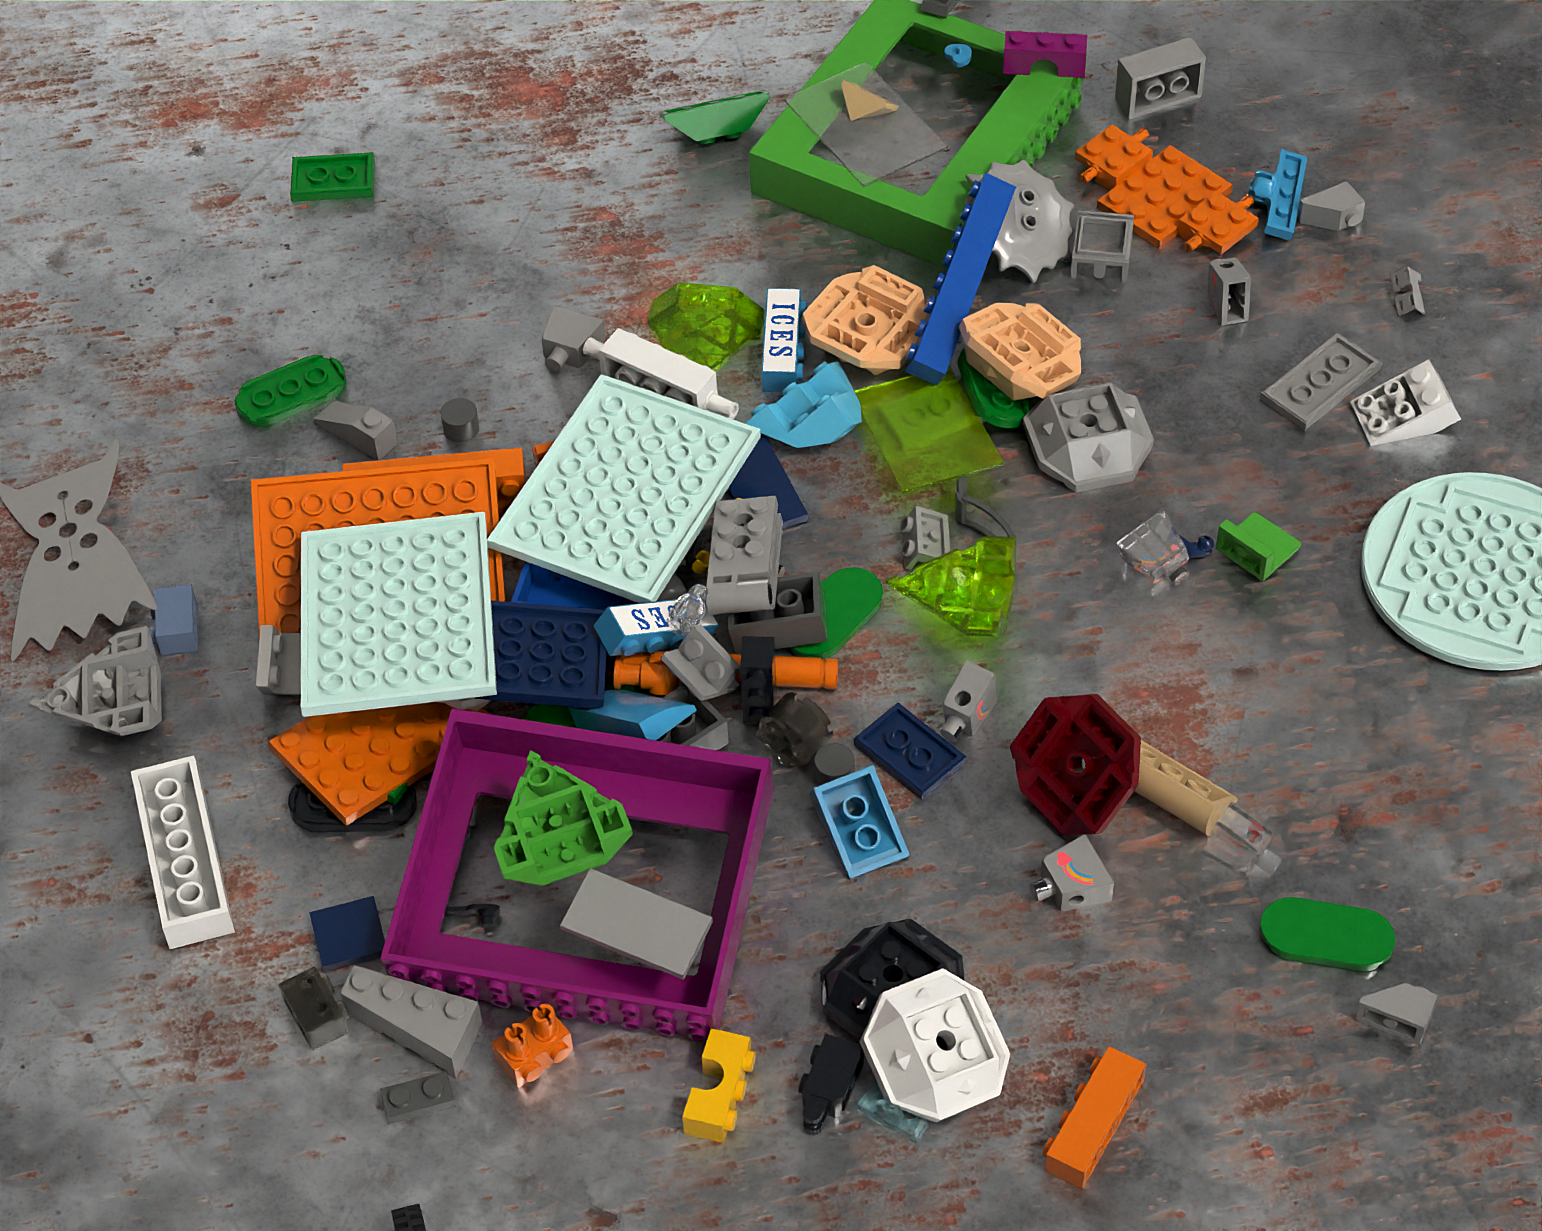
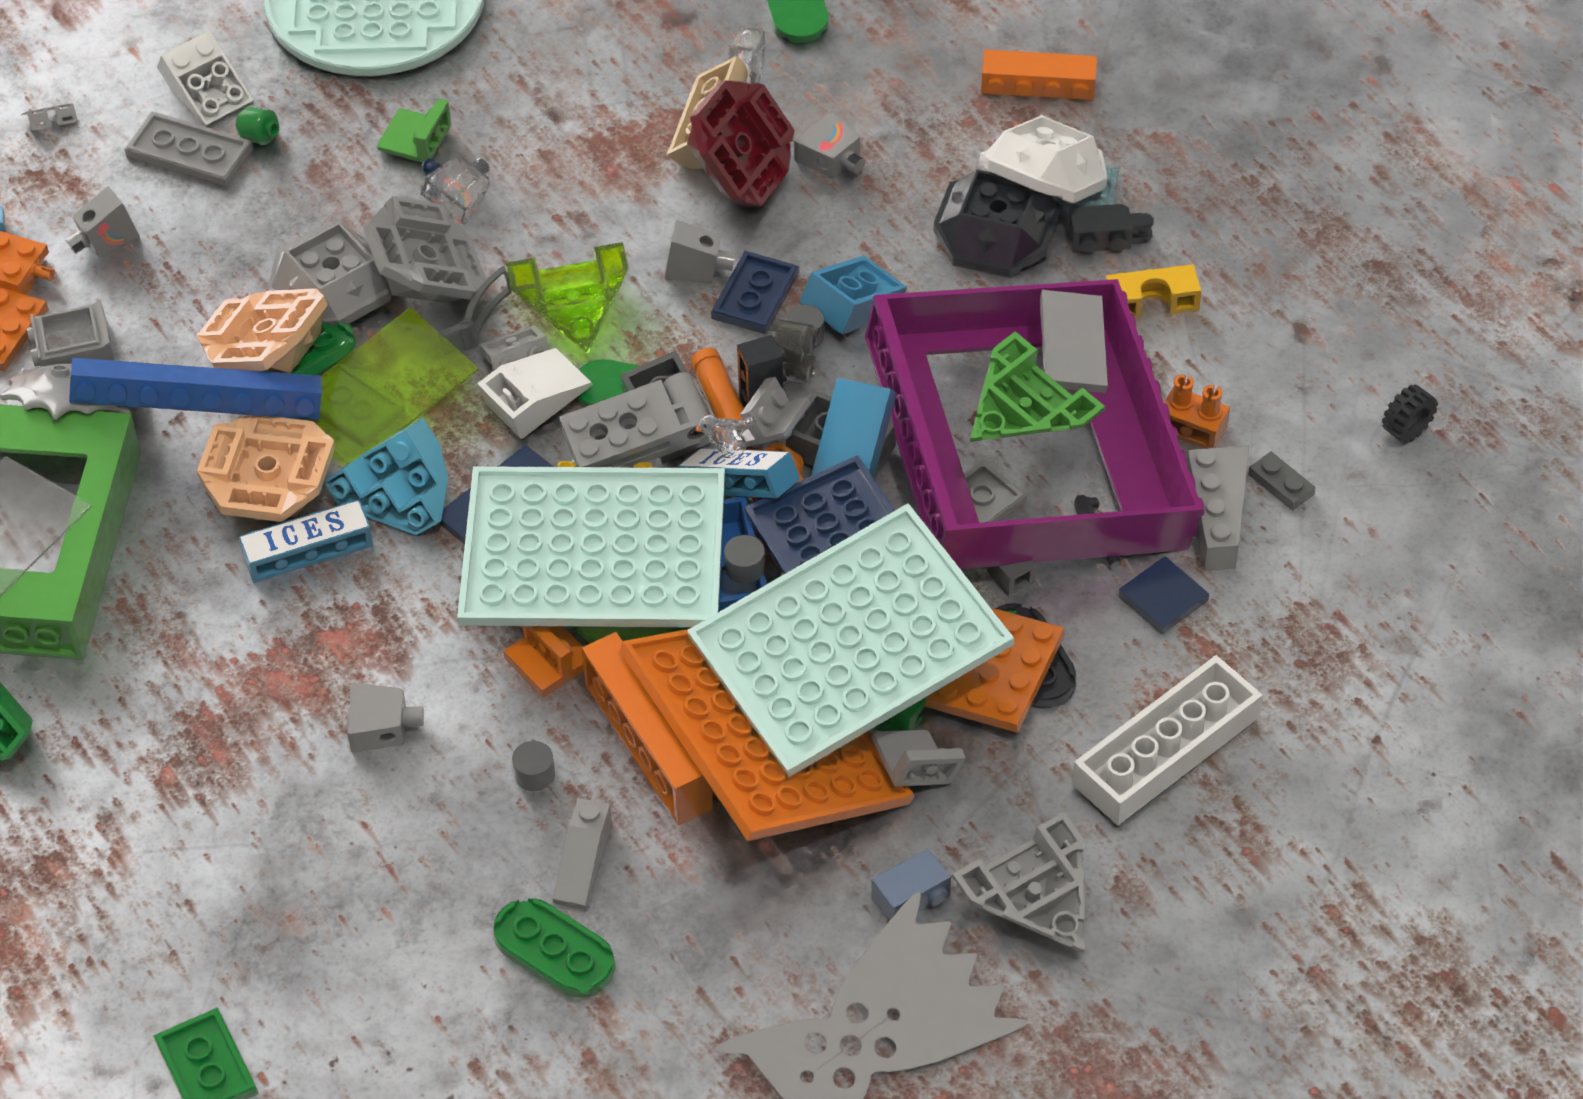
camera: 115 degrees left, 0 degrees up
(314, 1008) = (1252, 577): clear smoke brick -> none
(547, 586) = (744, 559): none -> dark grey piece
(659, 371) = (415, 605): white brick -> none
(705, 322) = (317, 619): clear neon green wedge -> none
(860, 526) = (532, 389): none -> white slope
(1048, 449) = (423, 251): none -> light grey piece
(1323, 428) = (257, 125): none -> green head

